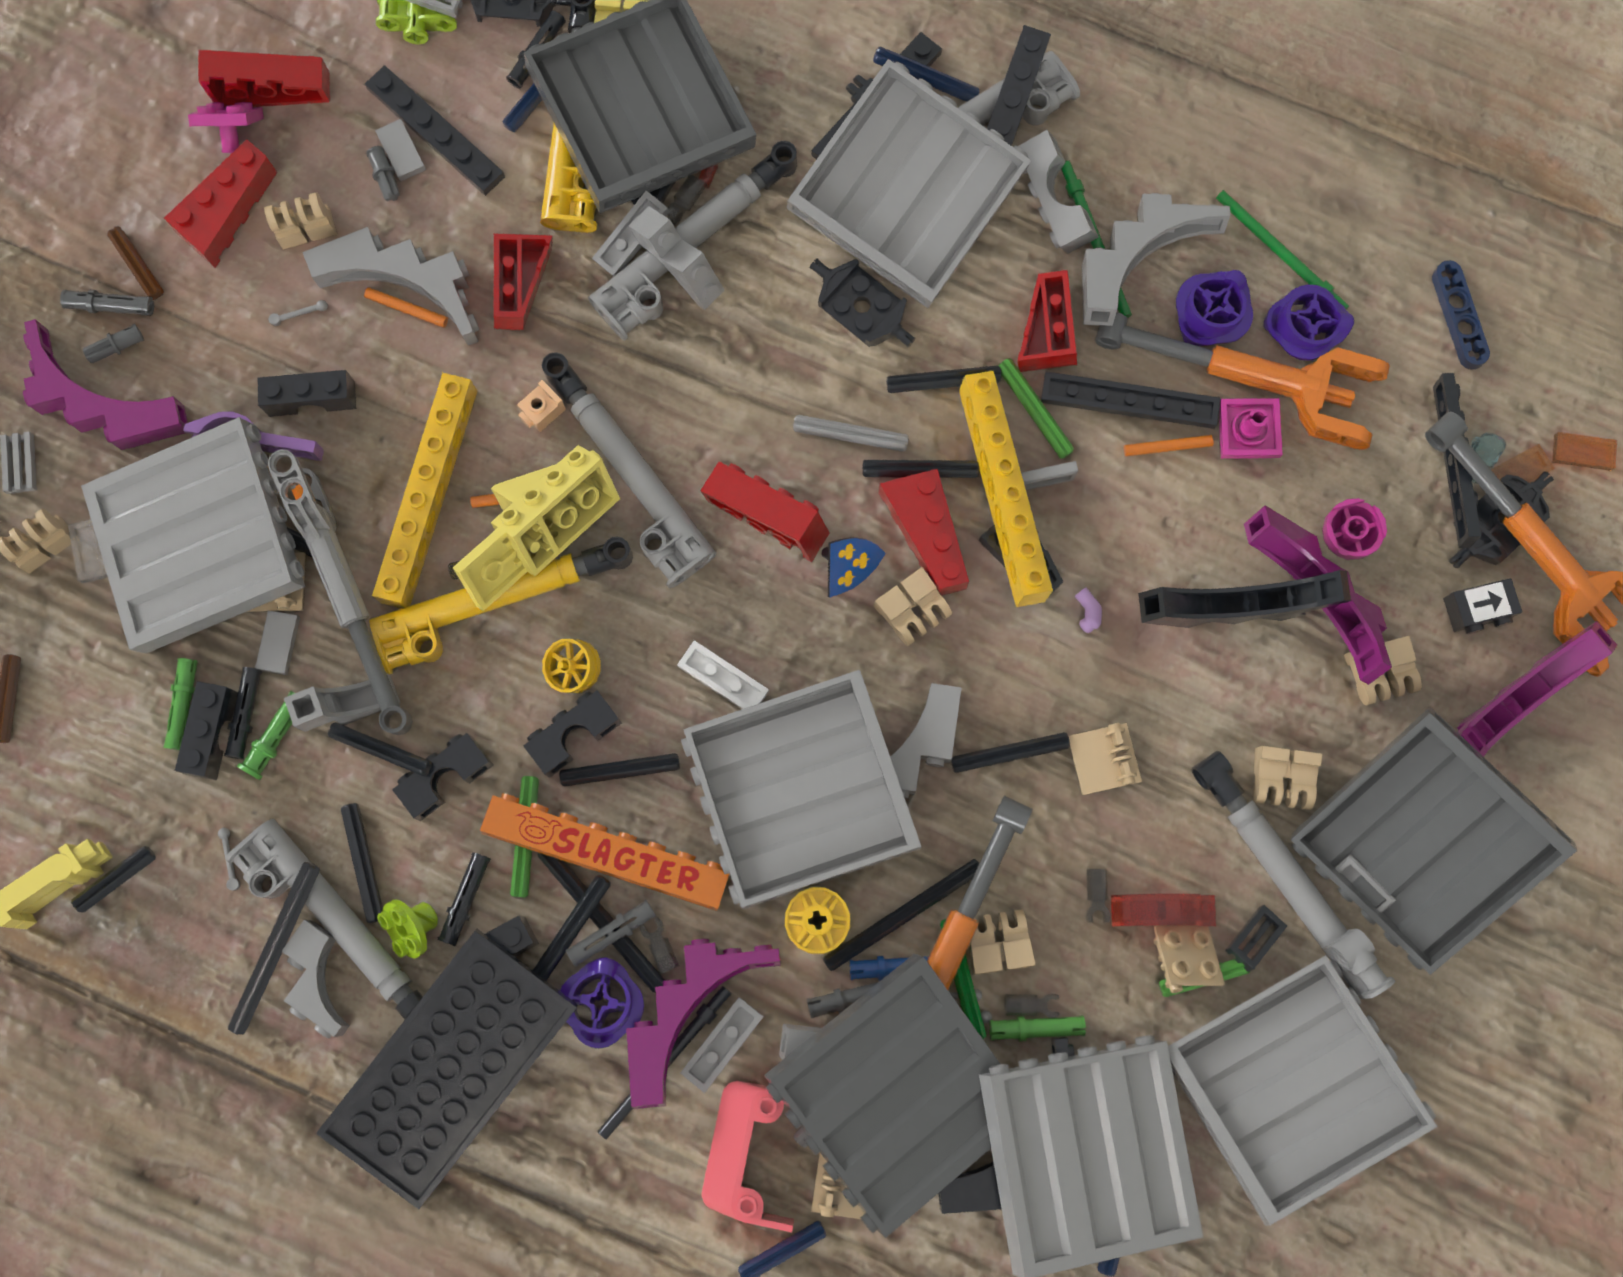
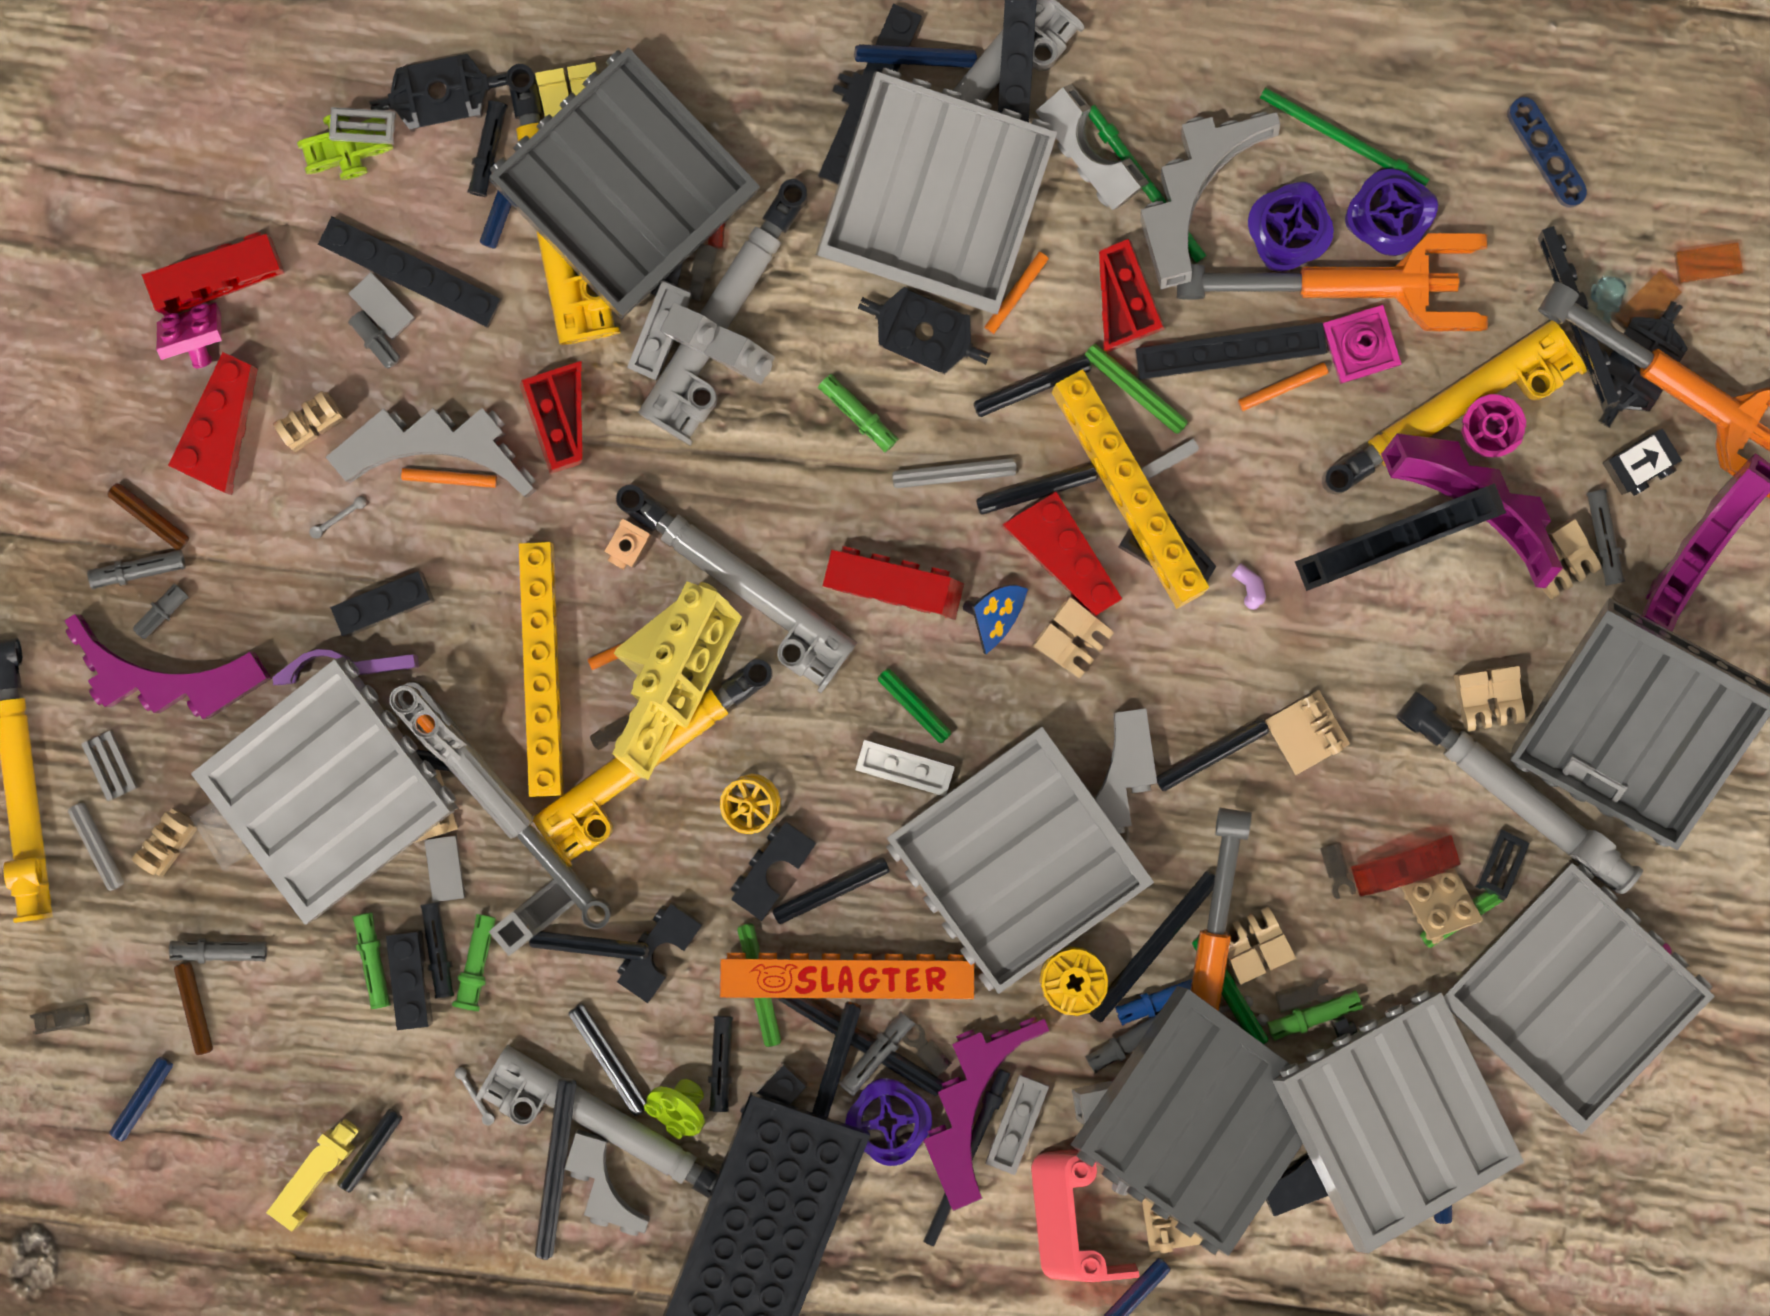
camera: 20 degrees left, 10 degrees up
(35, 648) = (221, 951): none -> dark grey pin
(750, 625) = (914, 705): none -> green axle
(787, 365) = (858, 413): none -> bright green pin
(953, 297) = (1016, 292): none -> orange bar
(1415, 485) = (1536, 355): none -> yellow piece
(1431, 664) = (1613, 574): none -> dark grey pin

